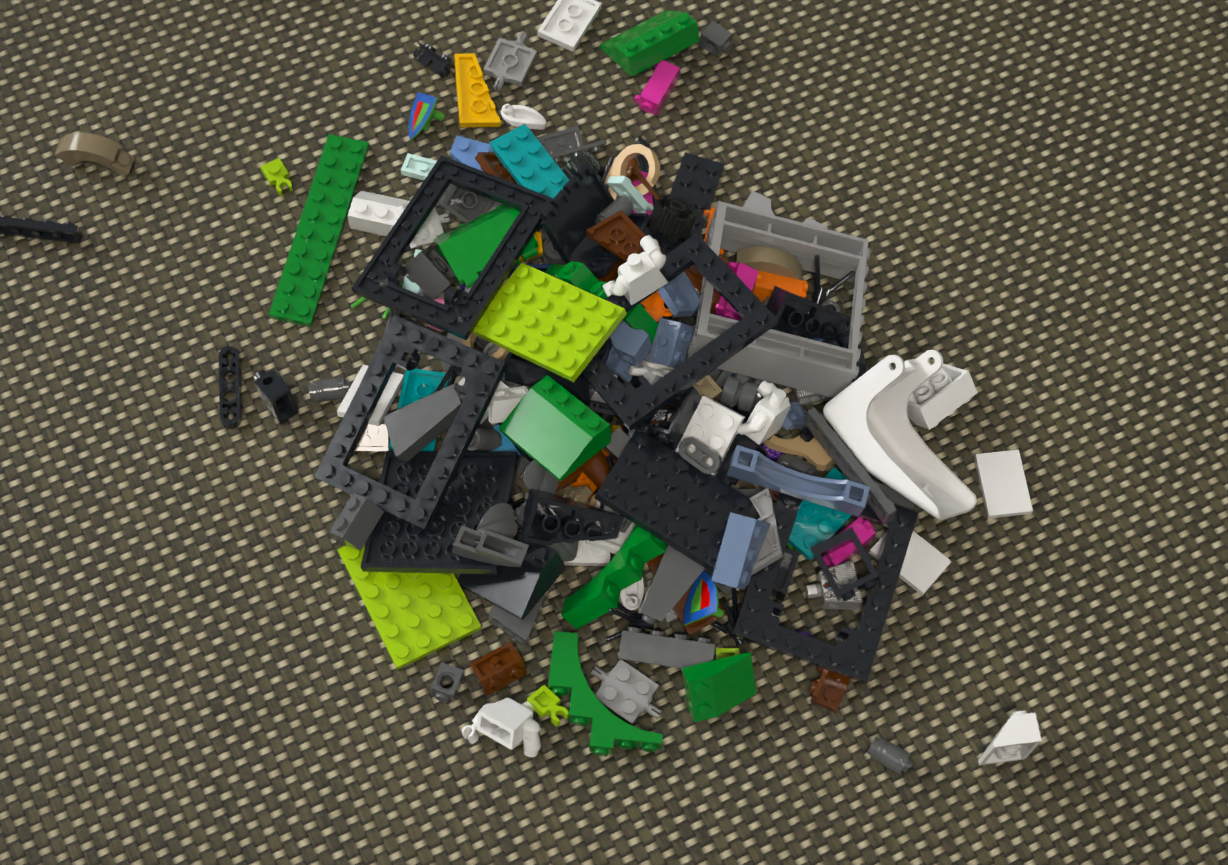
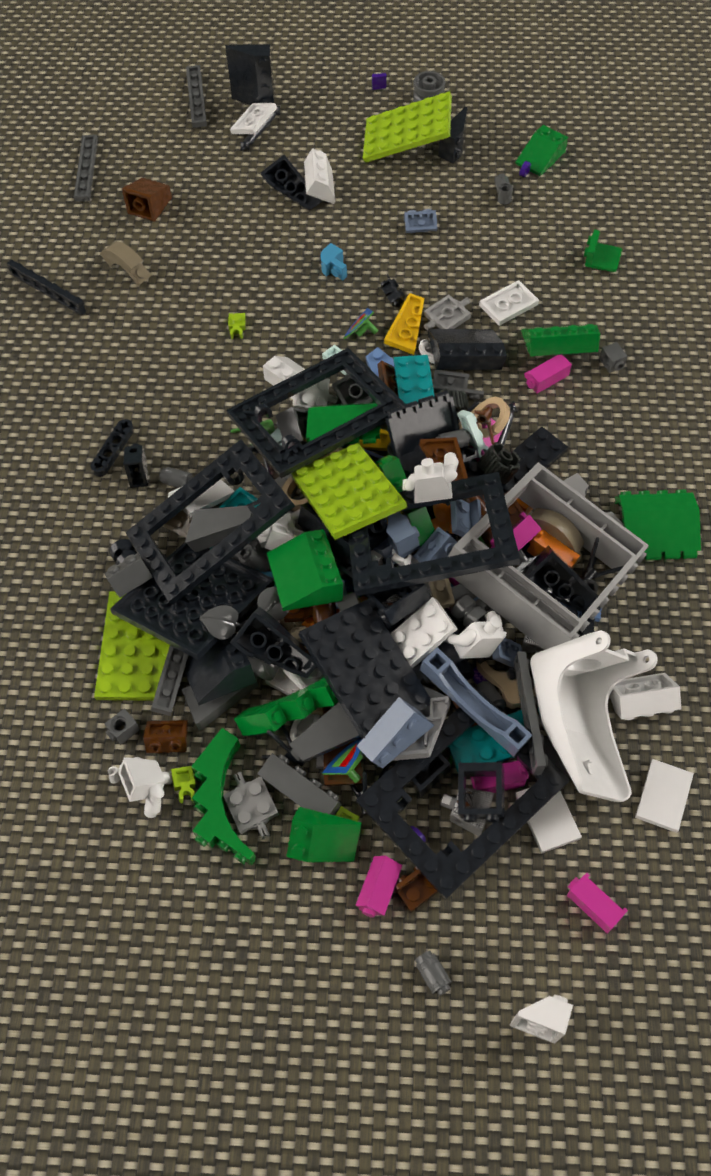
camera: 35 degrees right, 5 degrees down
(64, 58) = (146, 198): none -> reddish brown slope
(319, 231) = (240, 372): green plate -> none
(329, 501) = (121, 549): none -> black wheel
(340, 50) = (333, 262): none -> dark azure brick
(471, 610) = (169, 681): none -> dark grey plate
(489, 547) = (200, 635): dark grey slope -> none
(557, 95) = (467, 349): none -> black slope
(700, 456) = (405, 645): dark grey plate -> none
(796, 703) = (378, 886): none -> dark pink brick
(862, 204) = (663, 522): none -> green hinge
(996, 615) = (595, 903): none -> dark pink brick

